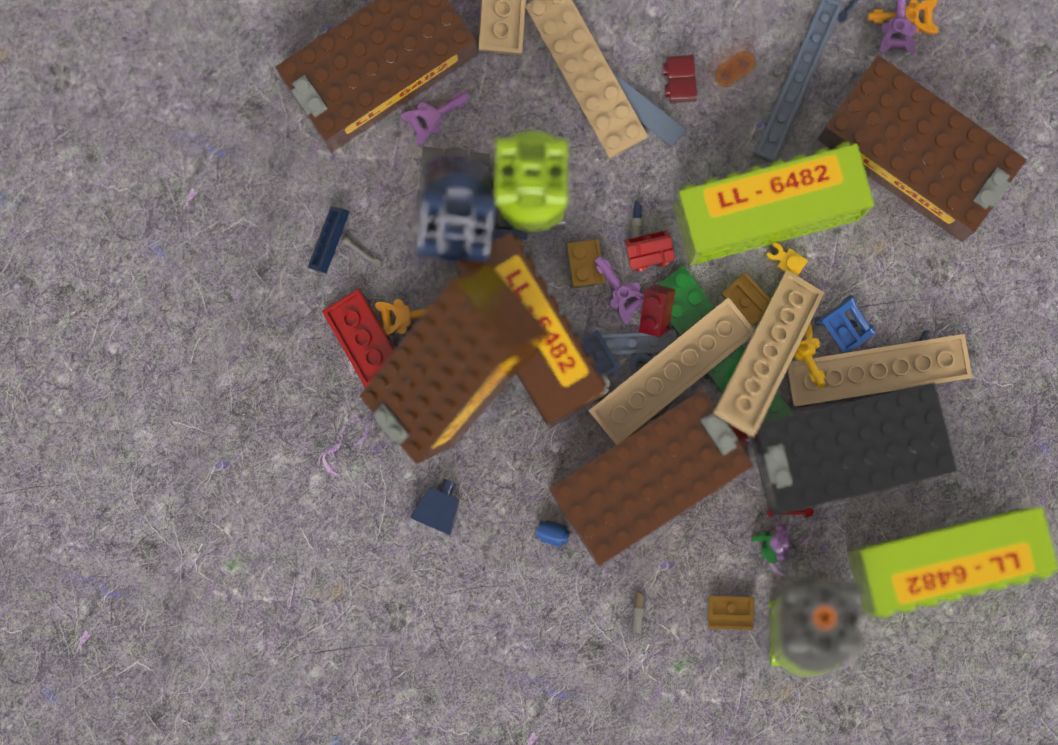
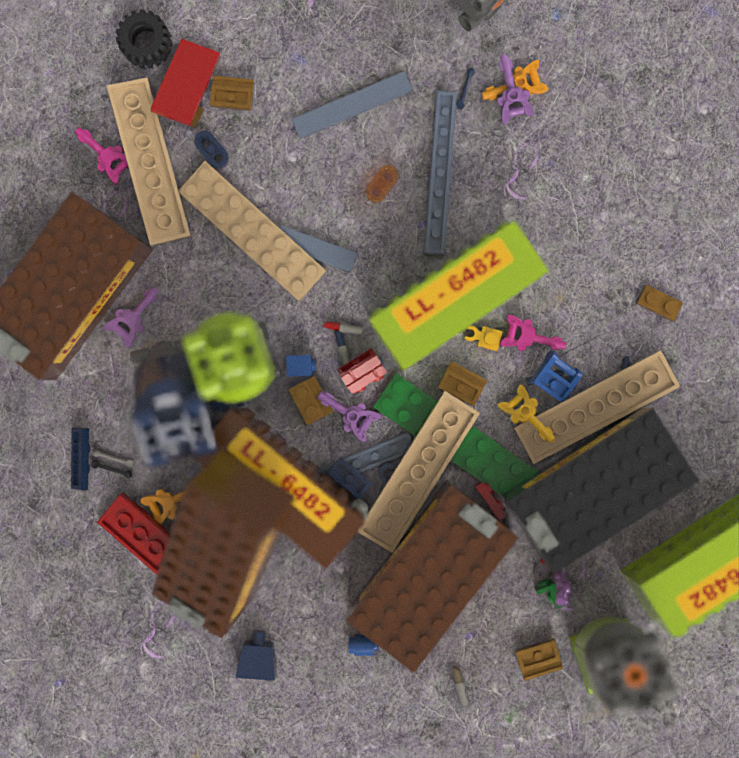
camera: 25 degrees left, 5 degrees up
(342, 253) = (96, 464): none -> black hinge
(588, 223) = (300, 365): none -> blue brick
(645, 200) = (343, 327): none -> light grey piece
(657, 310) = (386, 423): dark red brick -> none
(681, 79) = (337, 209): dark red brick -> none
(768, 353) = (497, 431): tan plate -> none
(832, 273) = (527, 335): none -> dark pink piece
(923, 149) = (572, 200): reddish brown piece -> none
(980, 287) = (659, 303): none -> pearl gold plate

